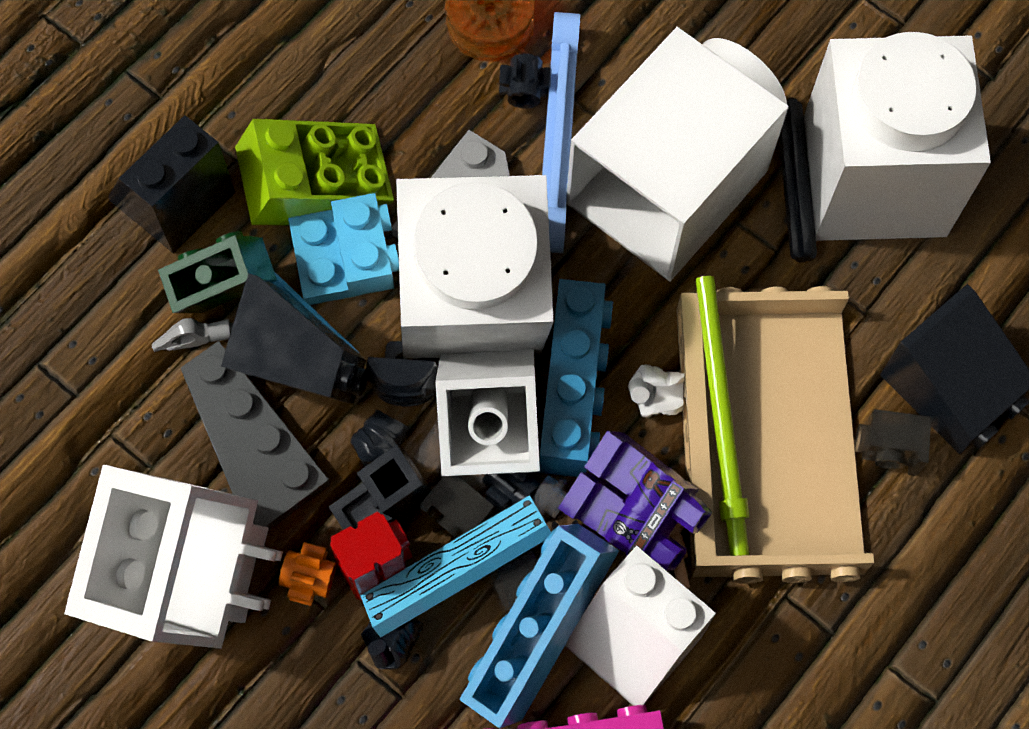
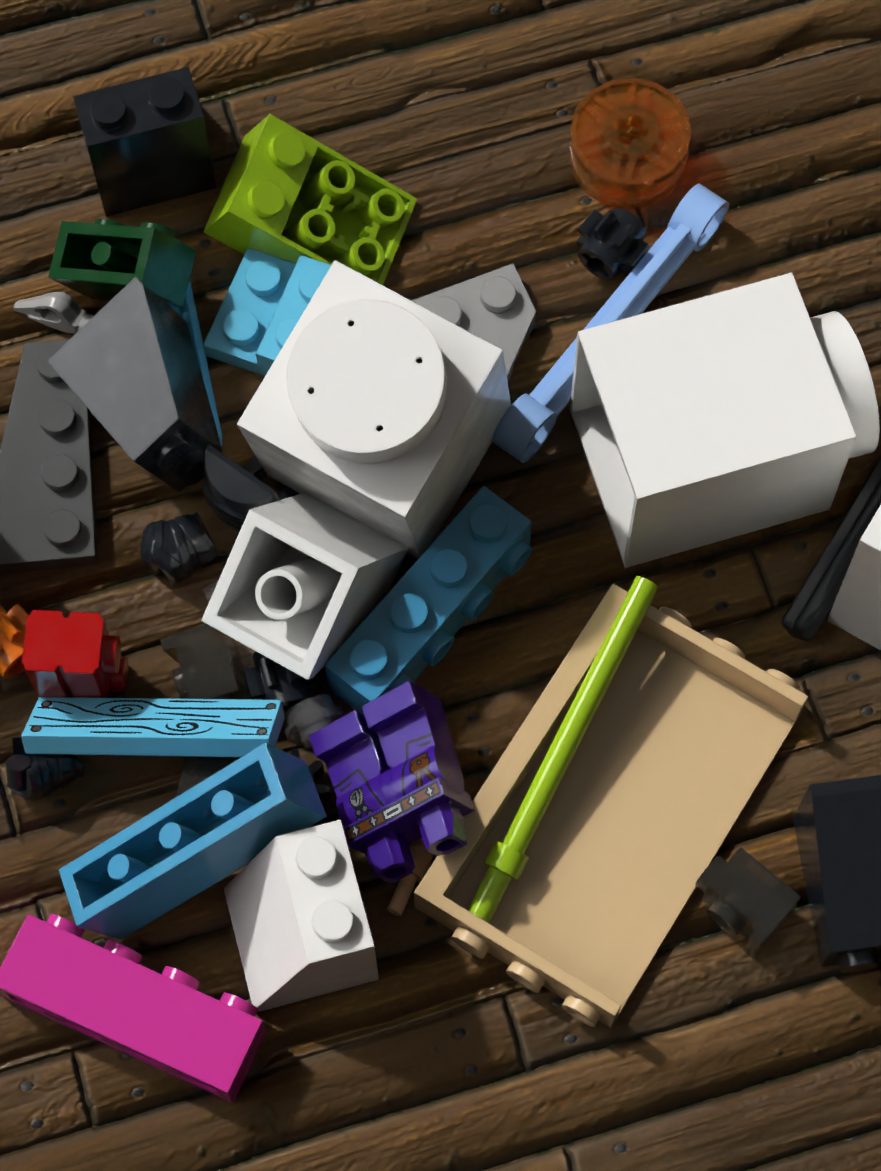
camera: 35 degrees right, 0 degrees up
(388, 486) = (140, 602): black brick -> none
(657, 391) = (513, 677): white arm -> none

